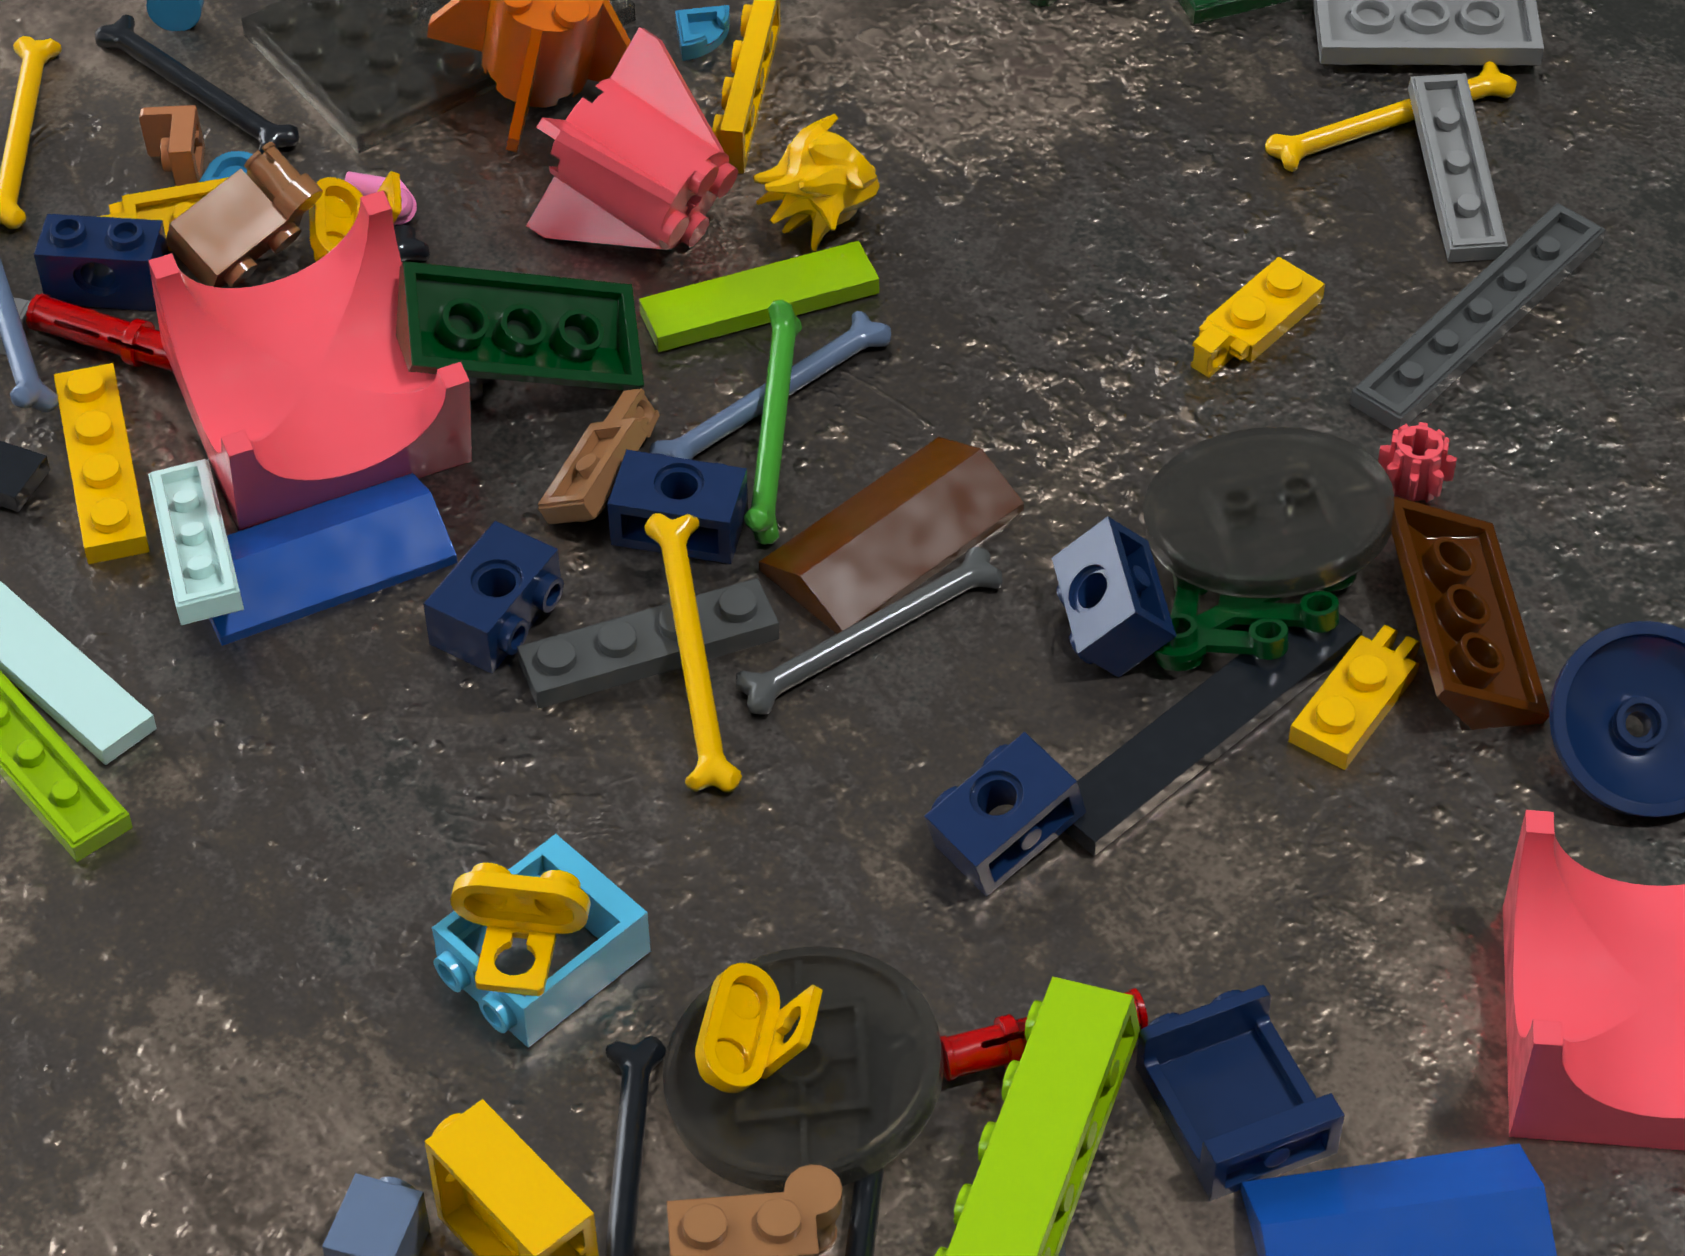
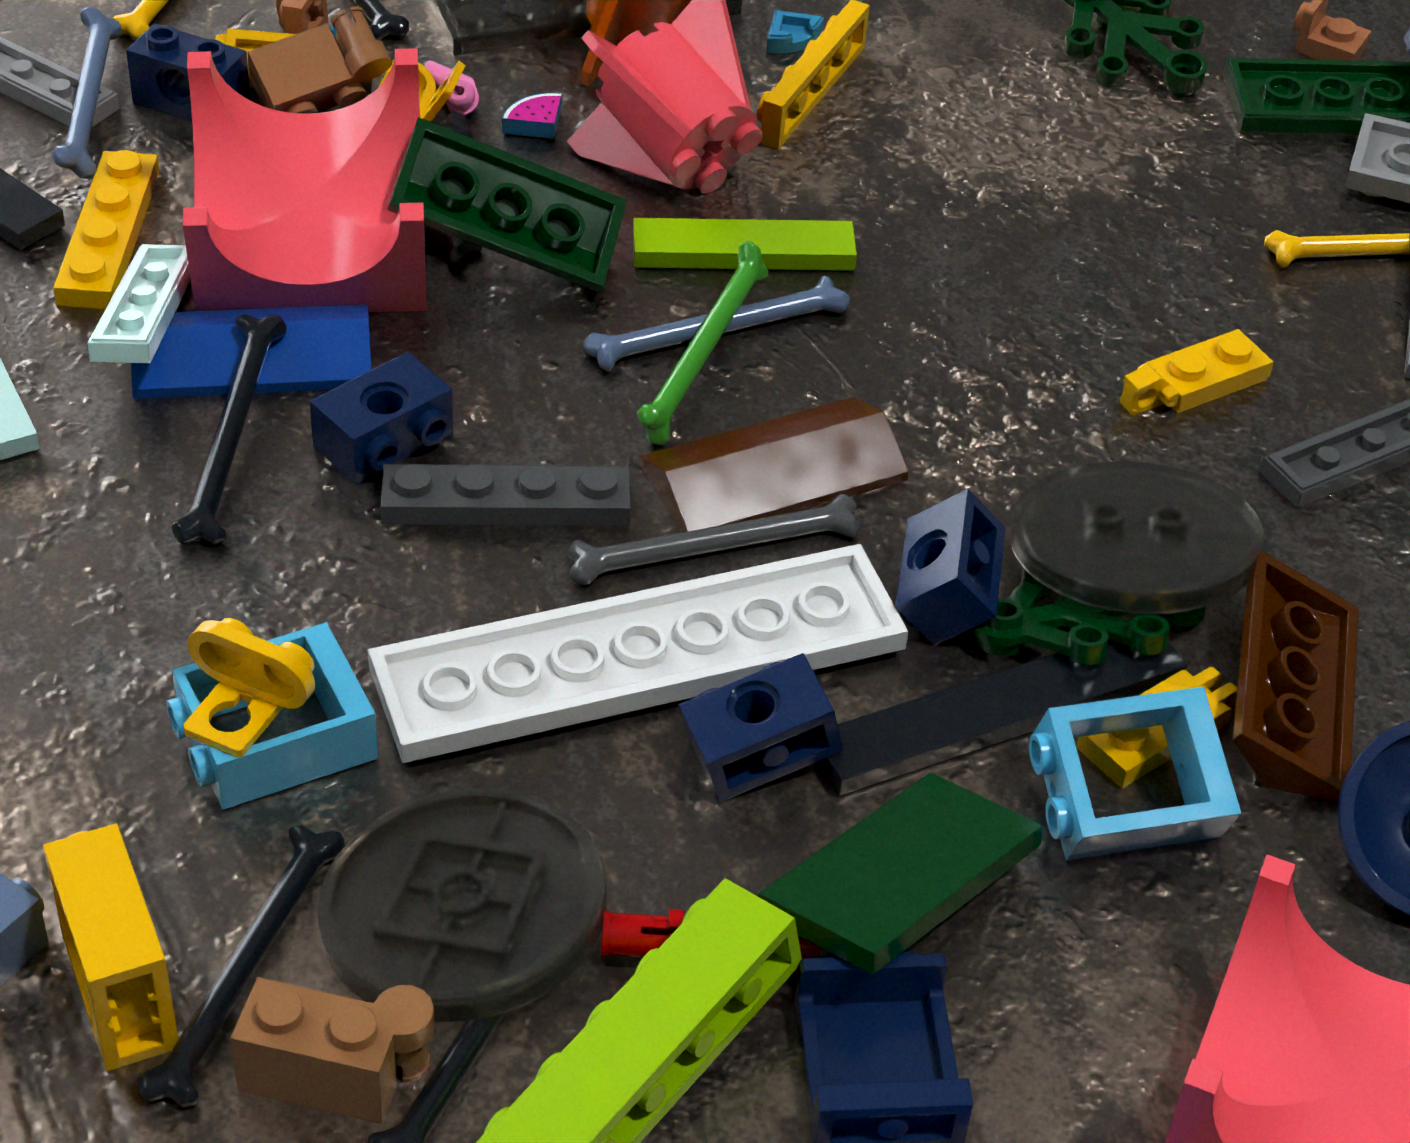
camera: 15 degrees right, 5 degrees down
(134, 341) = (152, 124): red pin -> none
(362, 758) = (201, 519): none -> black piece
(480, 205) = (533, 116): none -> tile
(592, 467) = (534, 334): medium nougat hinge -> none
(676, 488) = (583, 388): dark blue brick -> none
(712, 764) = (557, 406): yellow piece -> none
(747, 1028) = (415, 843): yellow bracket -> none
(819, 181) = (833, 161): yellow hair -> none
(846, 771) = (630, 651): none -> white plate
(1192, 914) = (902, 871): none -> dark green tile
(1408, 723) = (1195, 753): none -> medium azure window
(1417, 462) = (1301, 532): coral gear -> none

